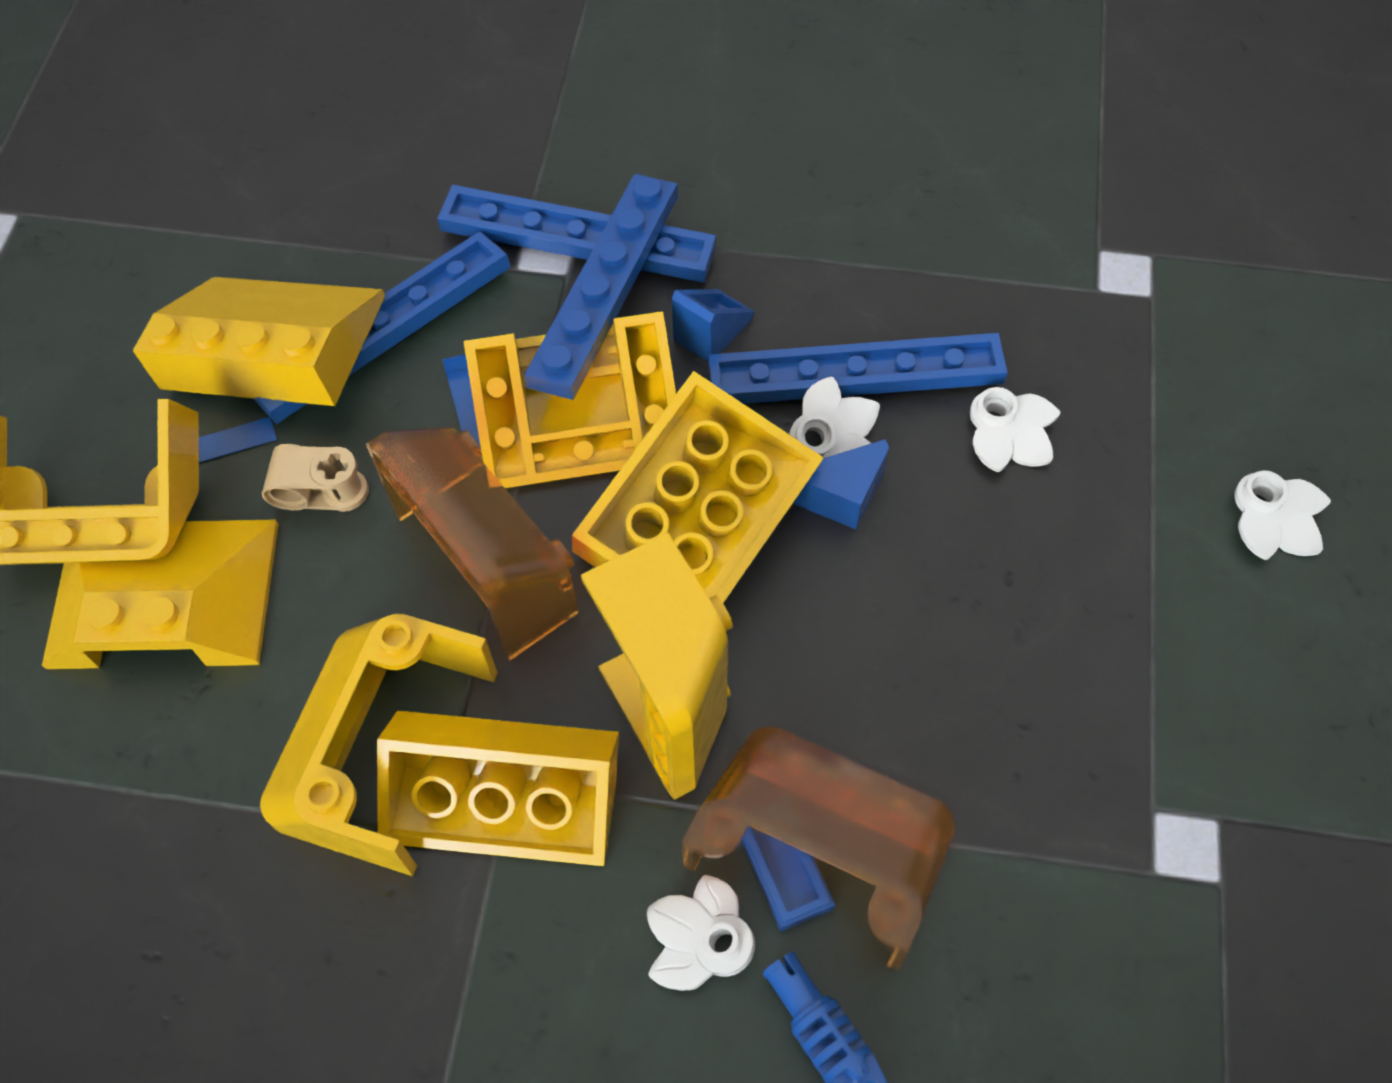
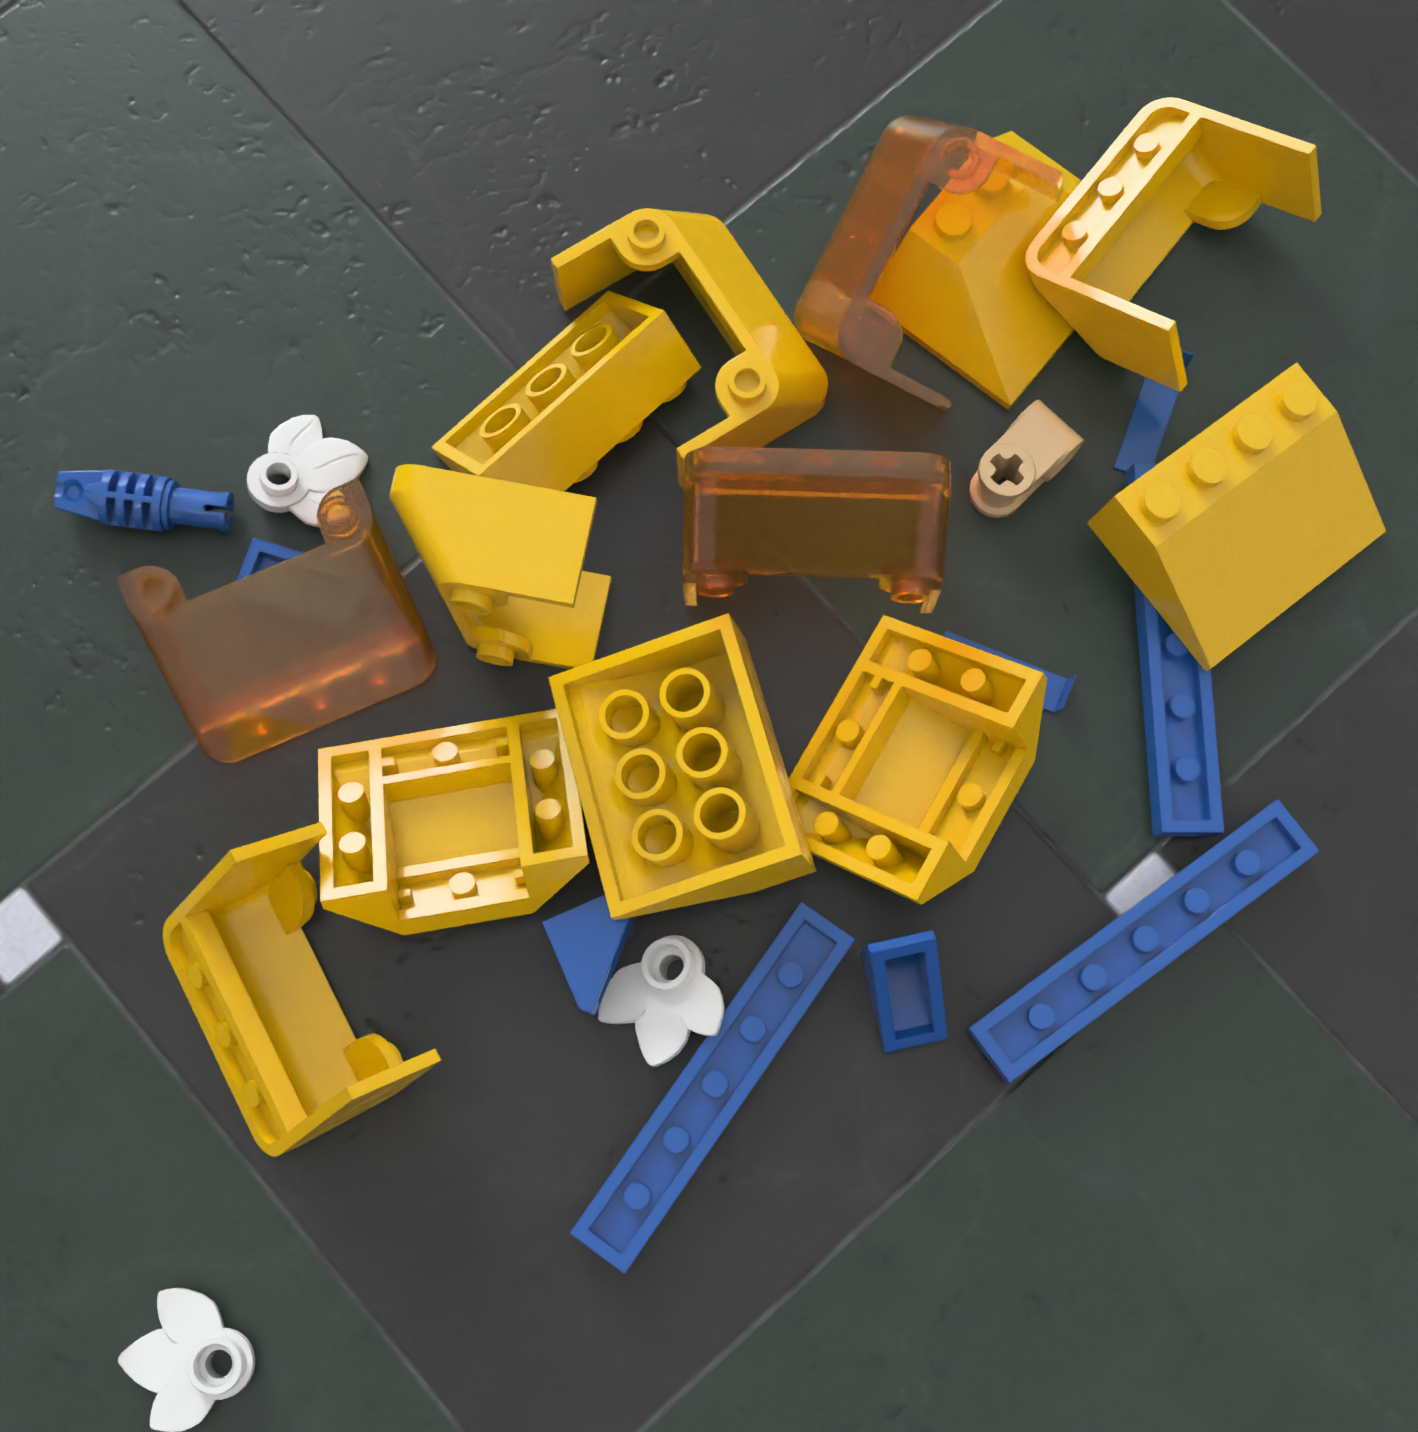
camera: 130 degrees right, 15 degrees up
(202, 650) = (910, 155): none -> clear orange windscreen
(601, 288) = (1029, 898): blue plate -> none
(846, 621) = (449, 824): none -> yellow slope
(1015, 434) = (503, 1184): white plate -> none
(1067, 613) = (269, 1001): none -> yellow windscreen

